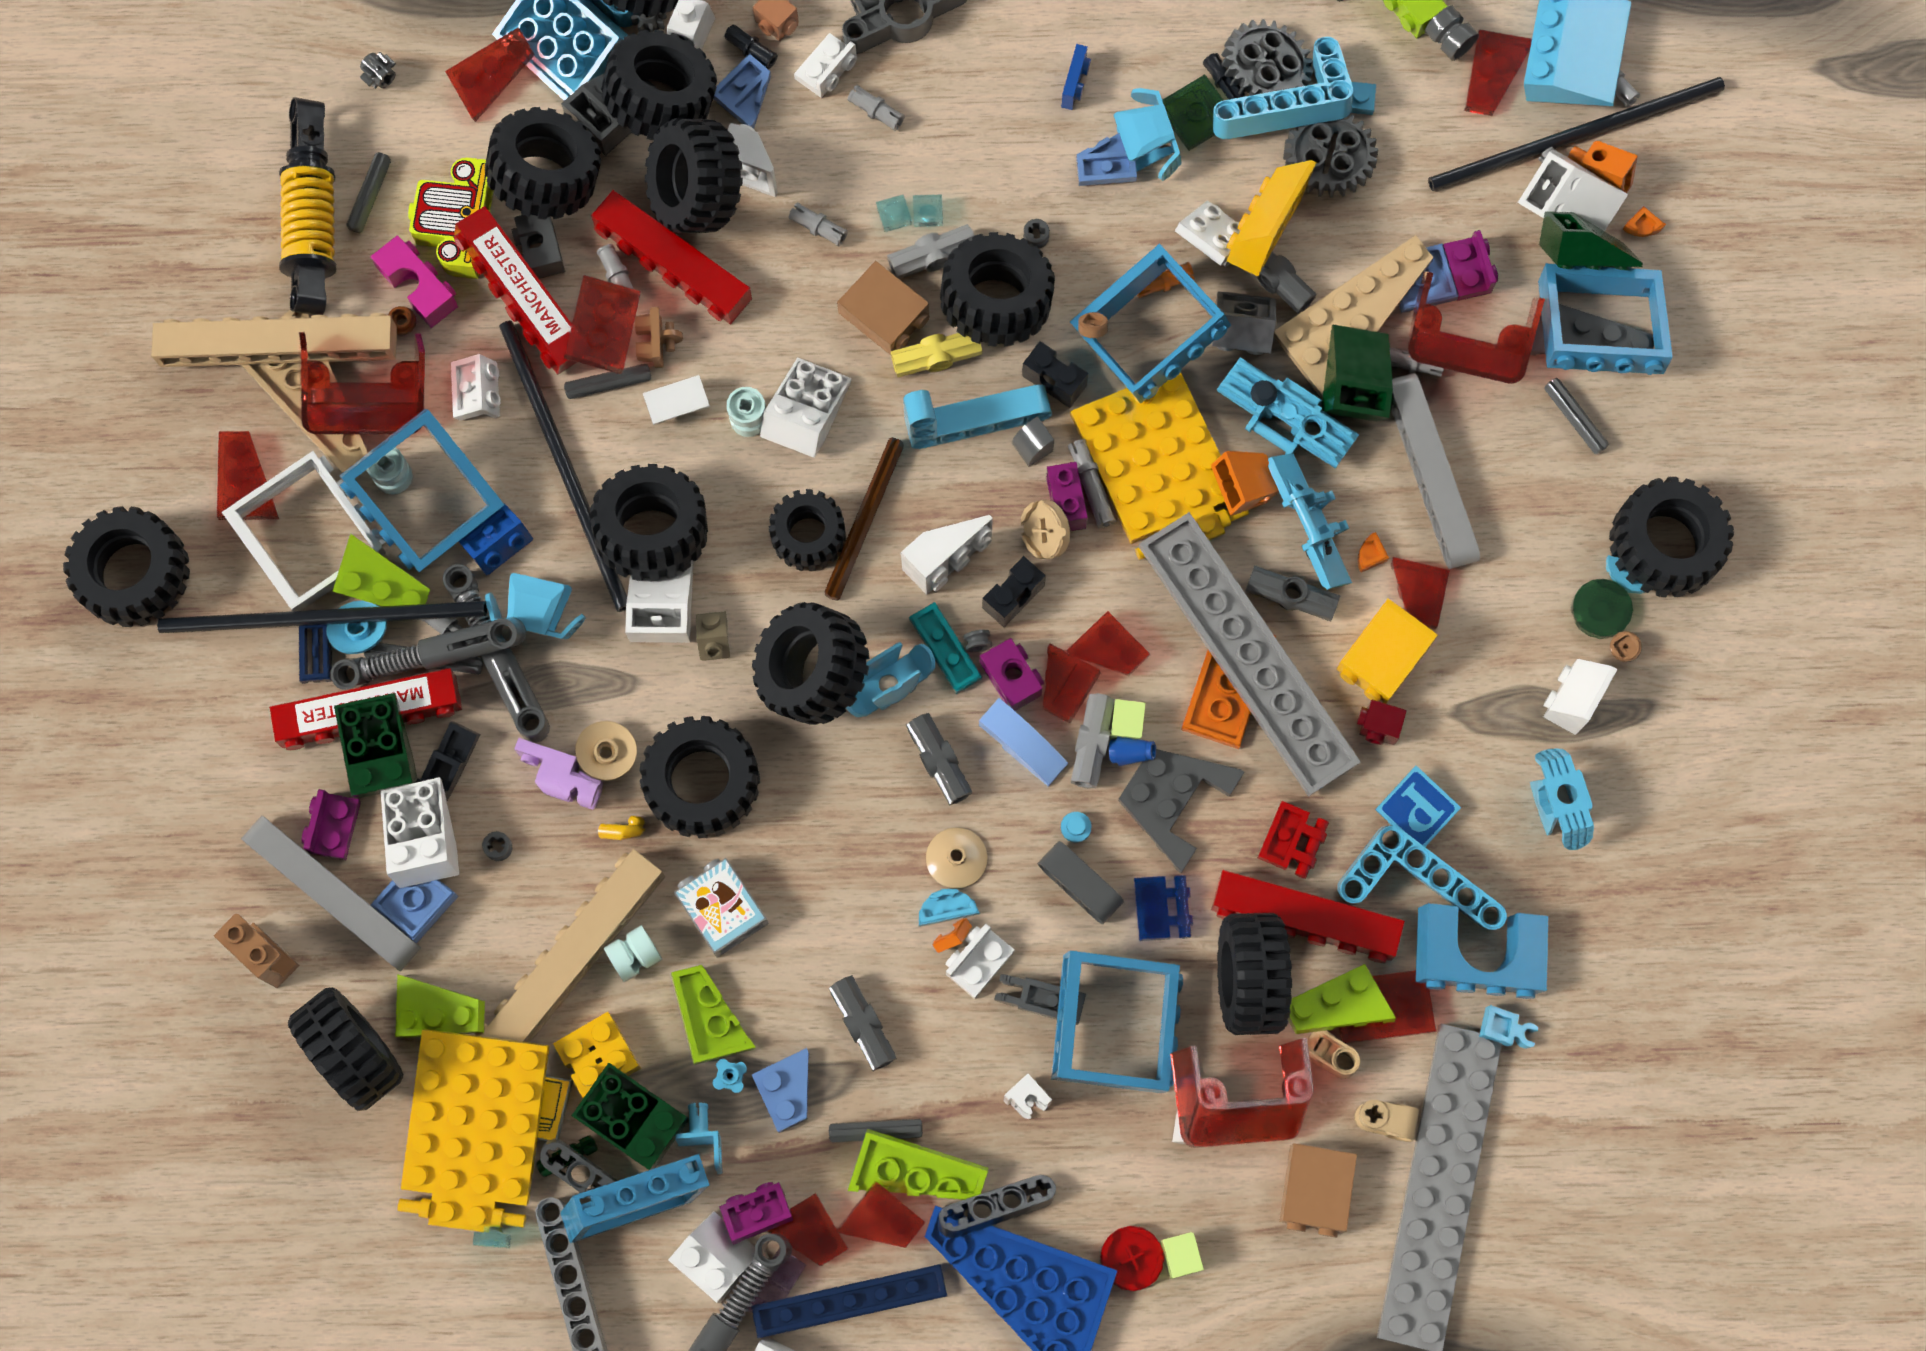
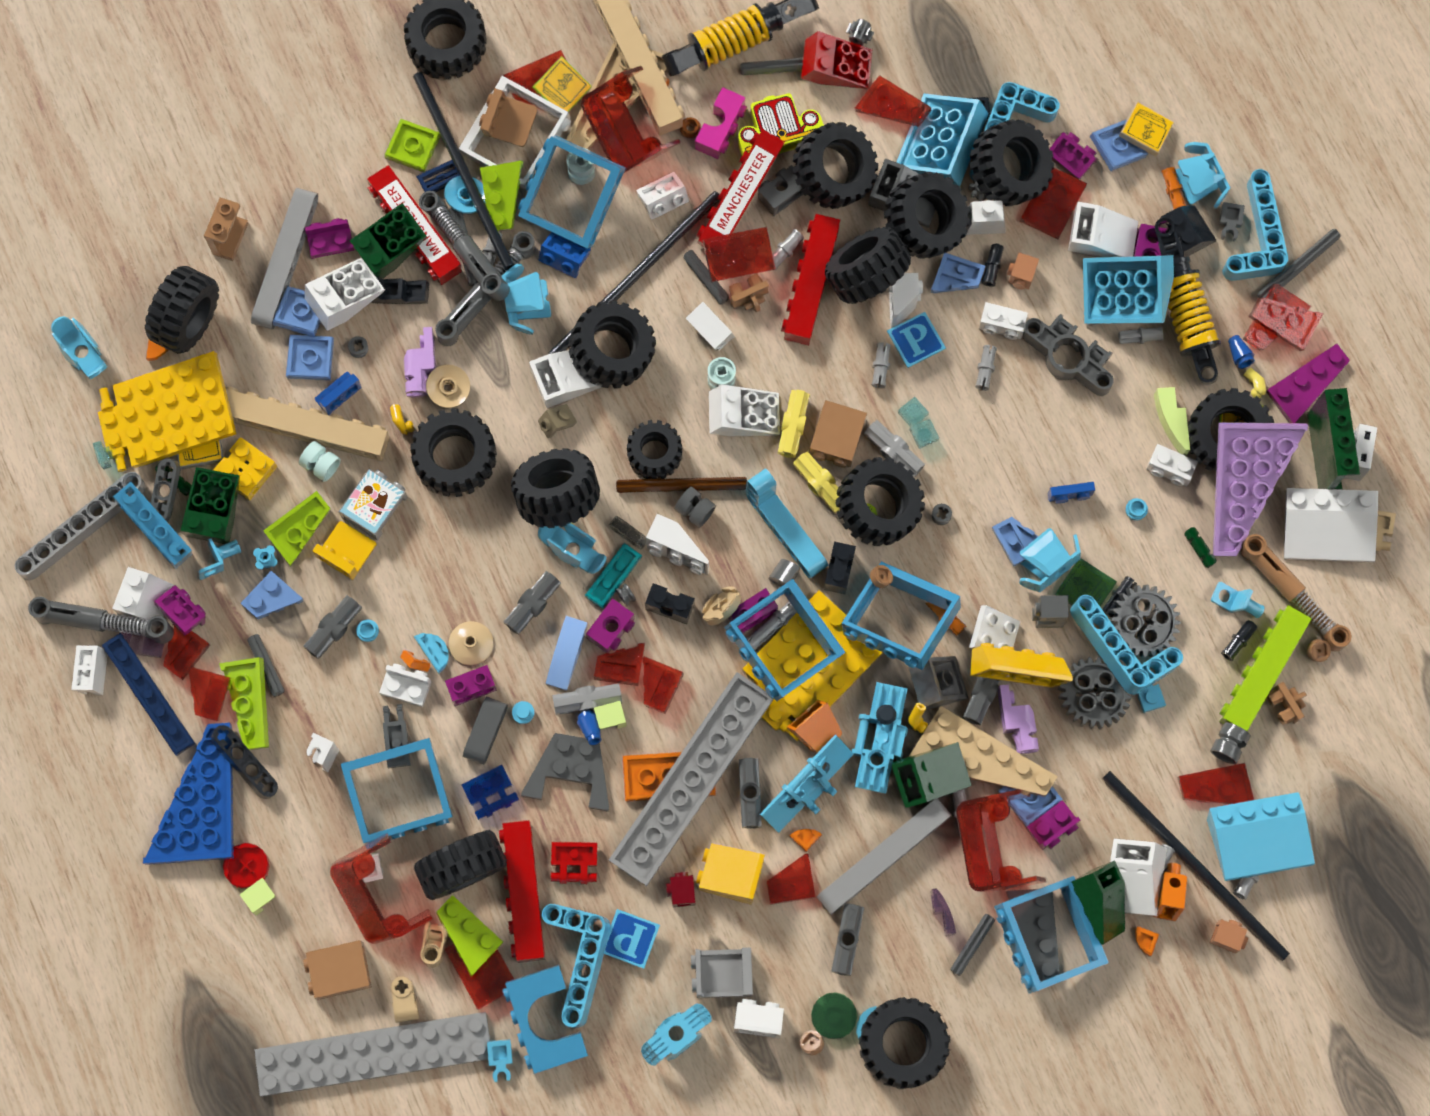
camera: 65 degrees right, 0 degrees up
(253, 670) = (412, 145): none -> lime tile
(266, 448) = (562, 85): none -> yellow tile
(287, 526) = (507, 119): none -> medium nougat bracket
(306, 1222) = (69, 339): none -> medium azure piece
(376, 1114) = (154, 351): none -> orange tile
(400, 115) = (836, 62): none -> red slope
(435, 1008) = (234, 355): lime wing -> none
(482, 914) = (310, 357): none -> medium blue tile
(548, 894) = (338, 392): none -> blue bracket
(766, 966) = (345, 550): none -> yellow bracket
(805, 170) = (916, 339): none -> piece
(847, 354) = (793, 423): none -> light yellow piece
(885, 981) = (367, 630): none -> medium azure plate
(899, 605) = (628, 532): none -> clear smoke beam
(903, 511) = (695, 507): none -> dark grey wheel
(1016, 876) = (470, 685): none -> magenta brick
(1123, 426) = (810, 618): none -> dark azure window
(1126, 16) = (1136, 509): none -> medium azure plate
(1215, 156) = (1051, 612): none -> dark grey brick
(1277, 363) = (916, 720): none -> yellow arm
(1328, 251) = (1017, 720): none -> lavender plate
(1502, 715) = (722, 973): none -> light grey panel
(1517, 431) = (940, 906): none -> clear purple slope
(1534, 564) = (845, 954): none -> dark grey piece
(1675, 131) = (1229, 936): none -> nougat brick

